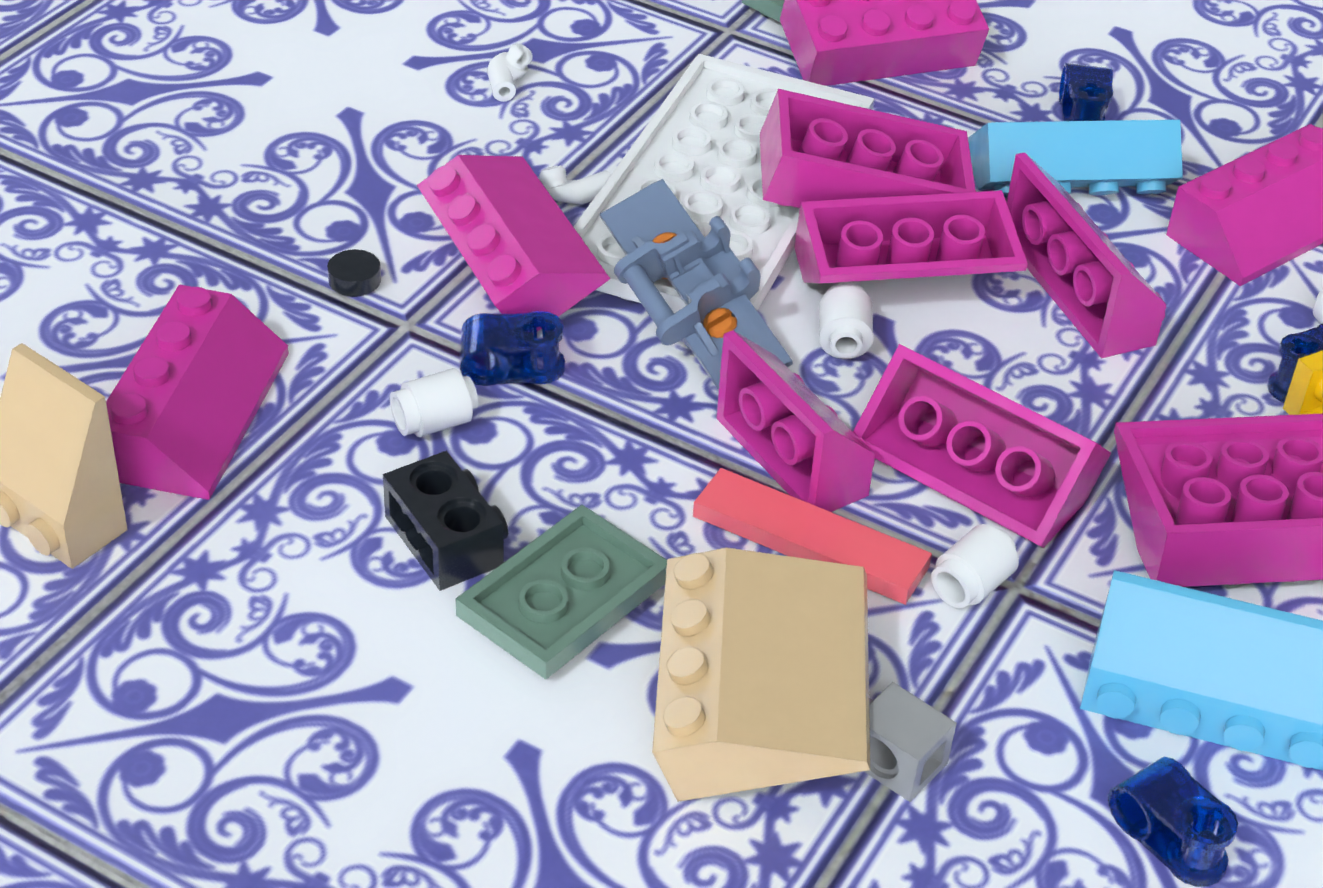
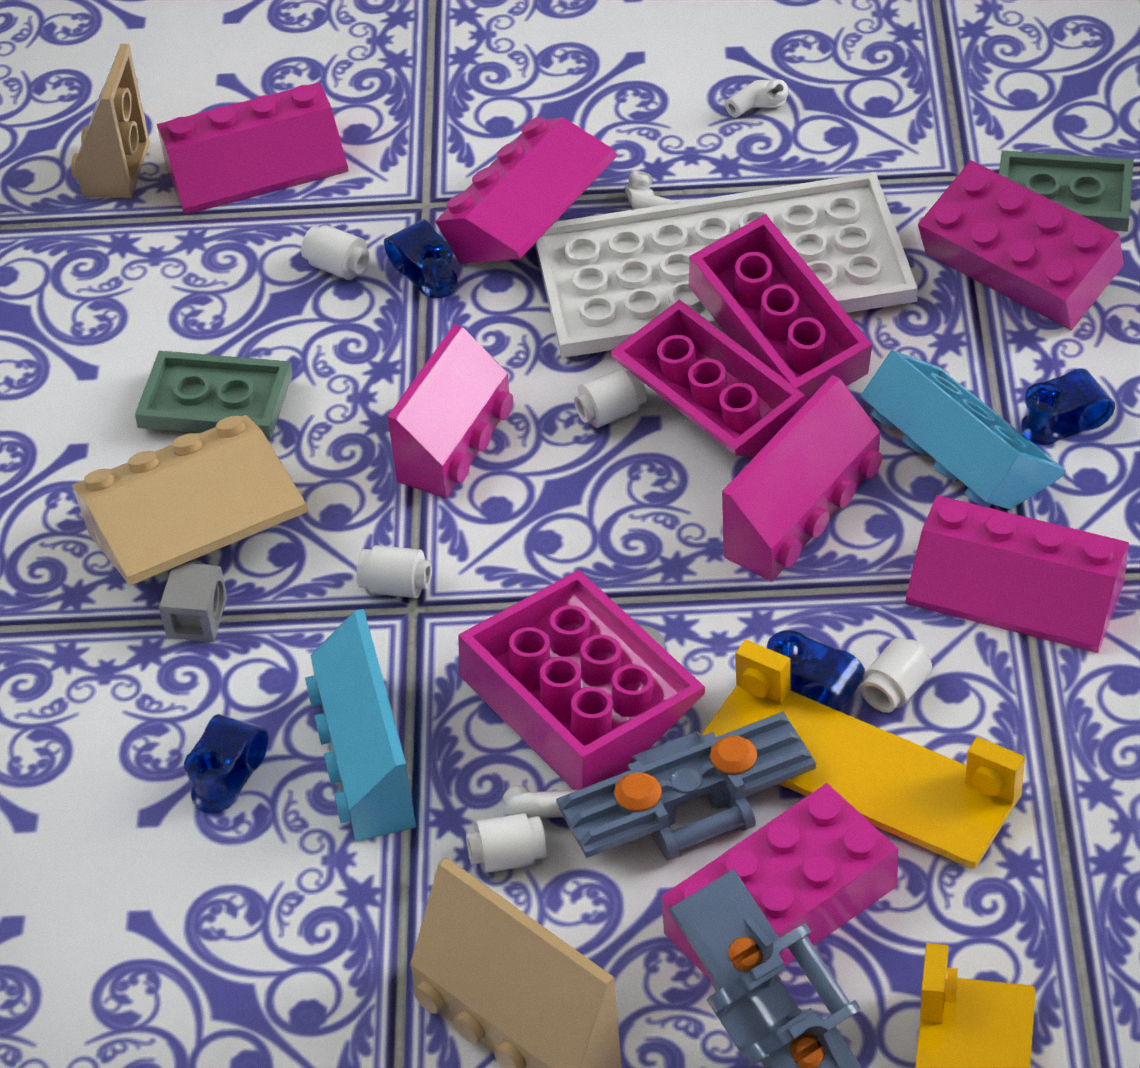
camera: 65 degrees right, 5 degrees up
(354, 272) = (448, 152): black tile -> none
(444, 519) = (228, 310): black brick -> none
(703, 270) = (570, 281): sand blue piece -> none
(811, 533) = (368, 483): coral tile -> none
(979, 447) = (527, 518): dark pink slope -> none

